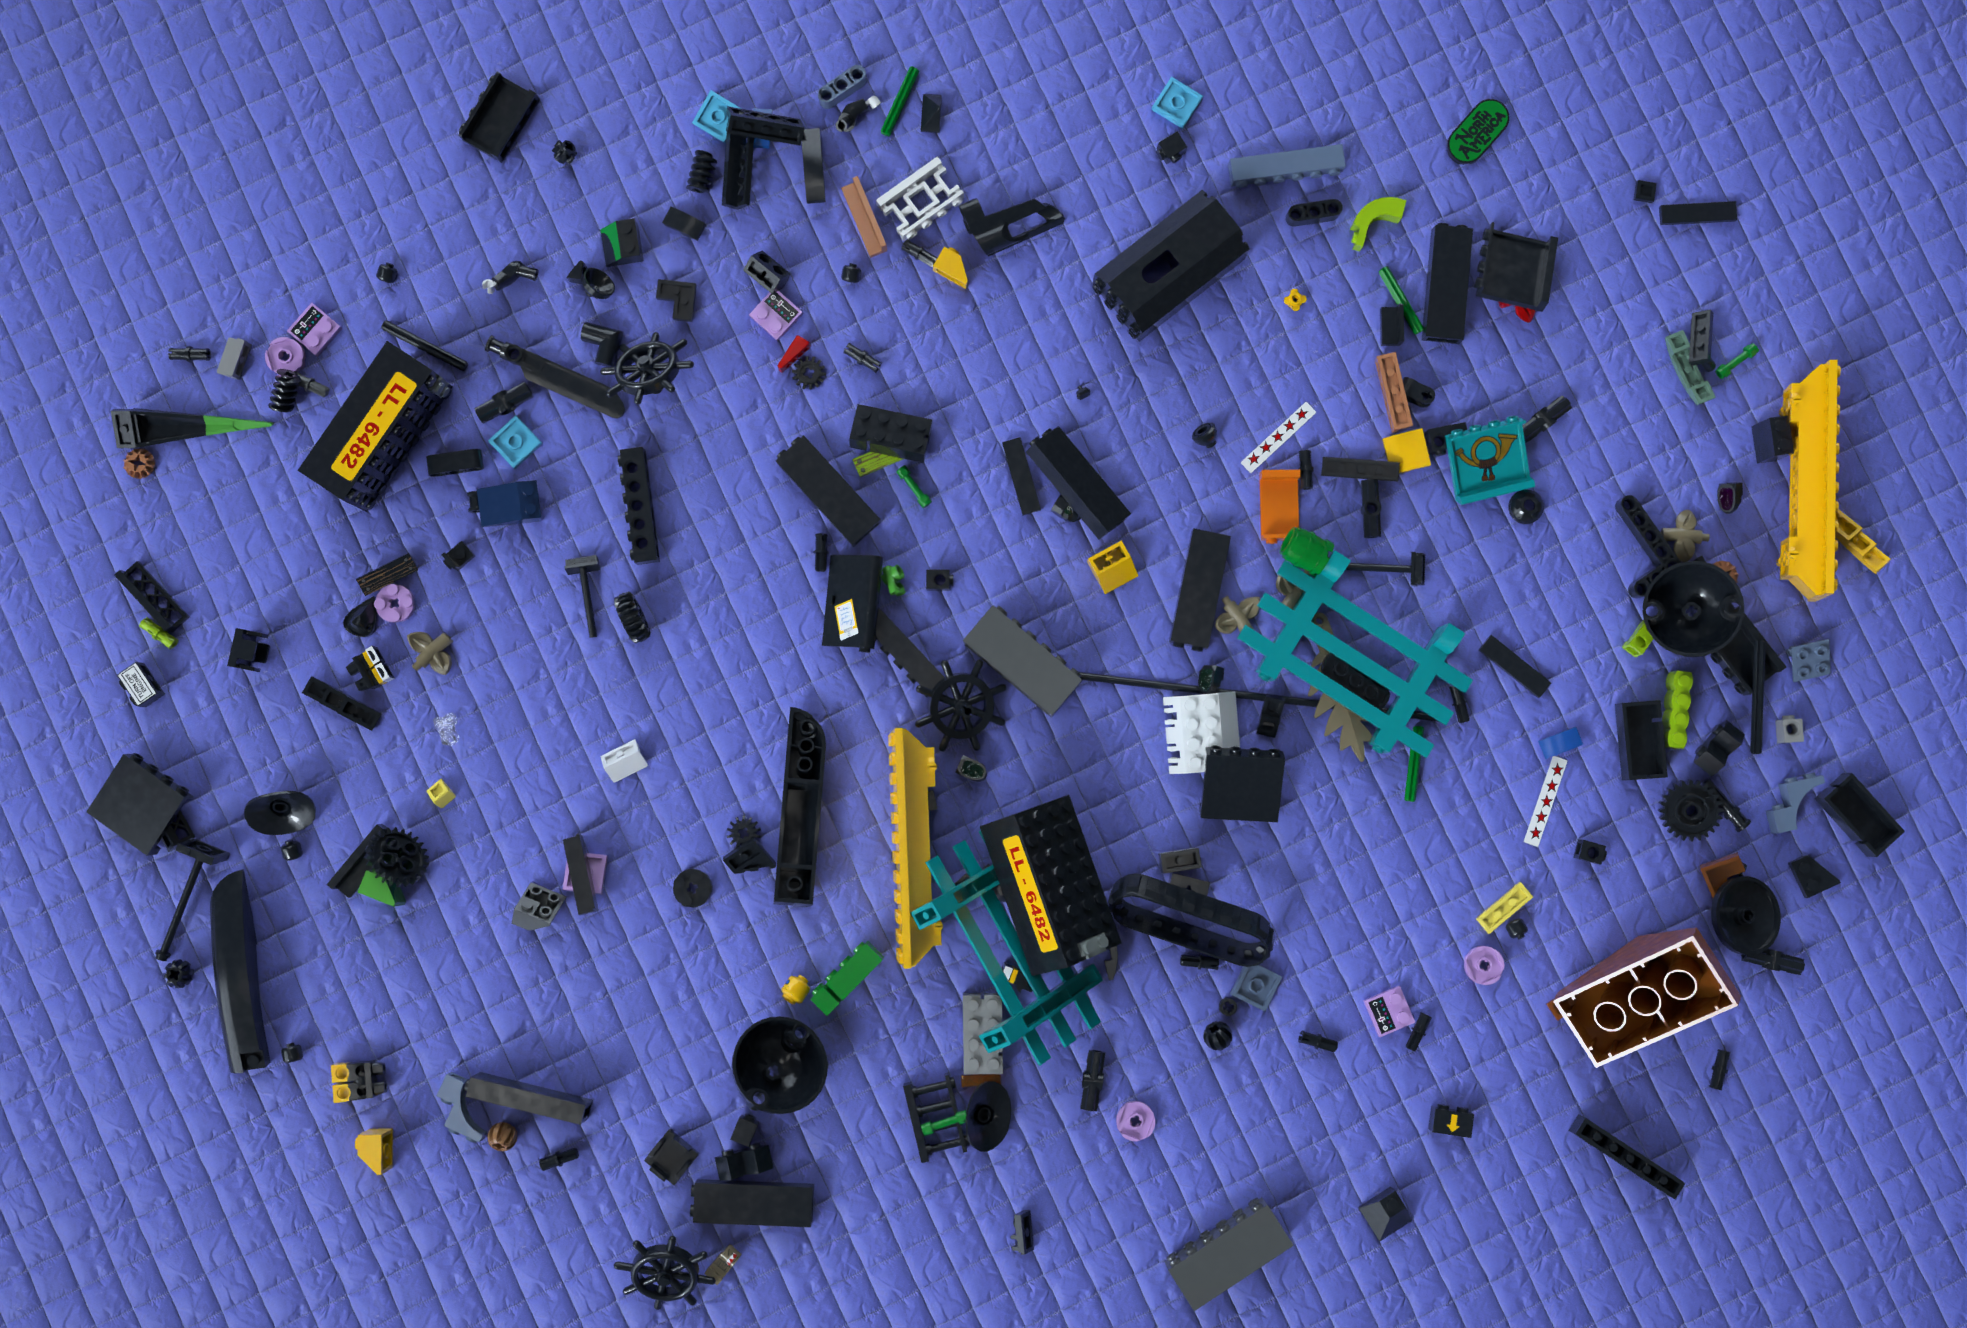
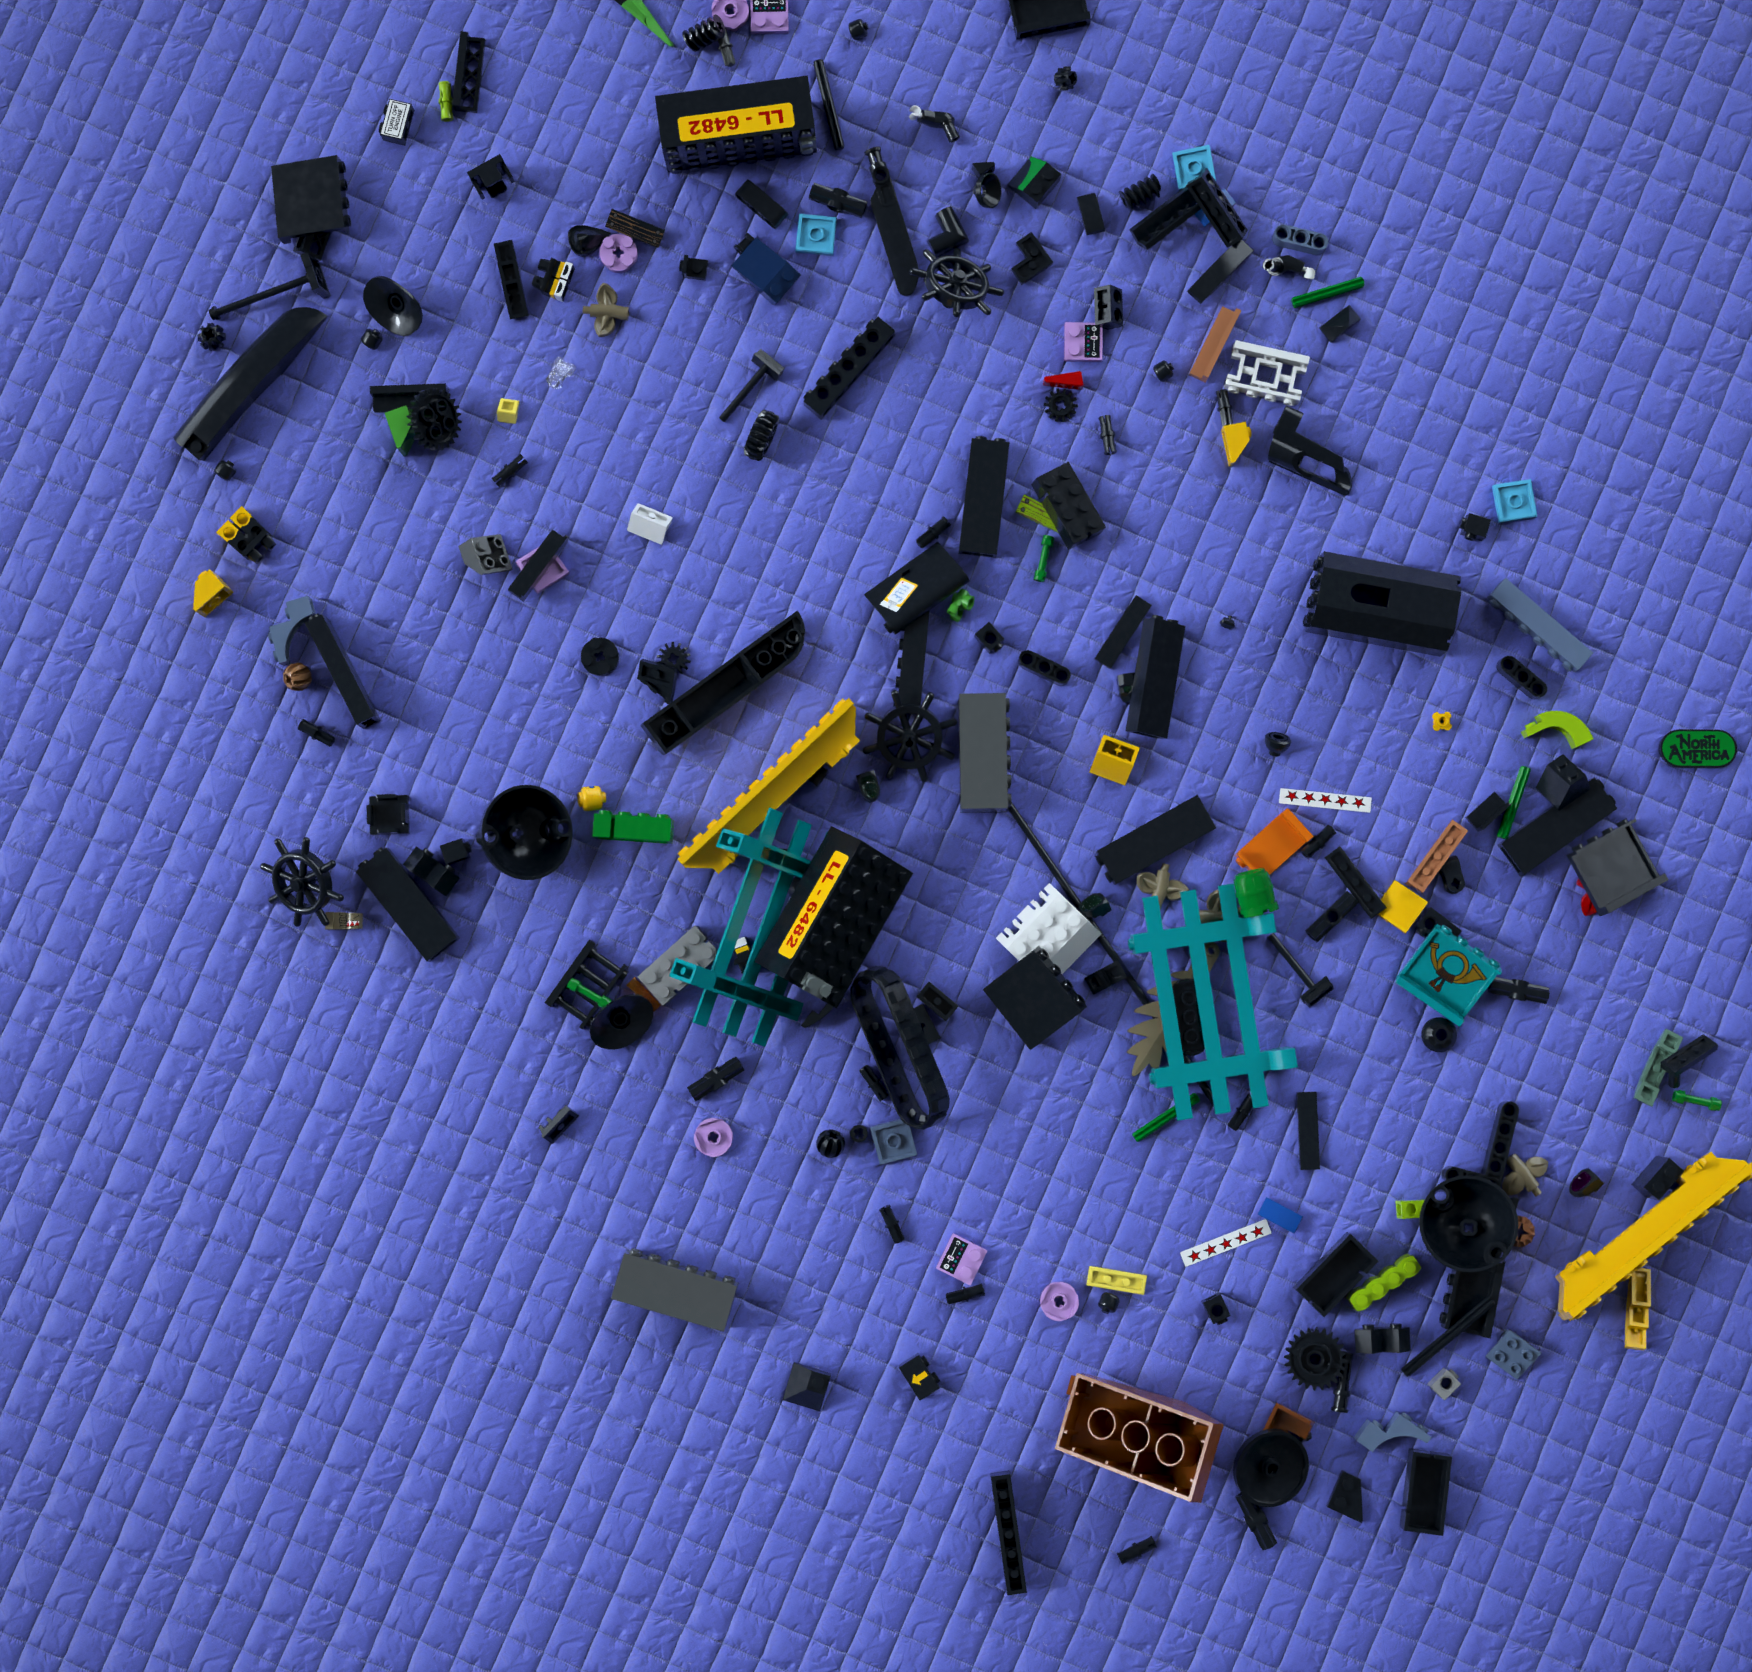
camera: 55 degrees right, 0 degrees up
(488, 832) = (509, 470): none -> black pin
(1003, 551) = (1037, 660): none -> black beam
(1419, 251) = (1562, 782): none -> black slope

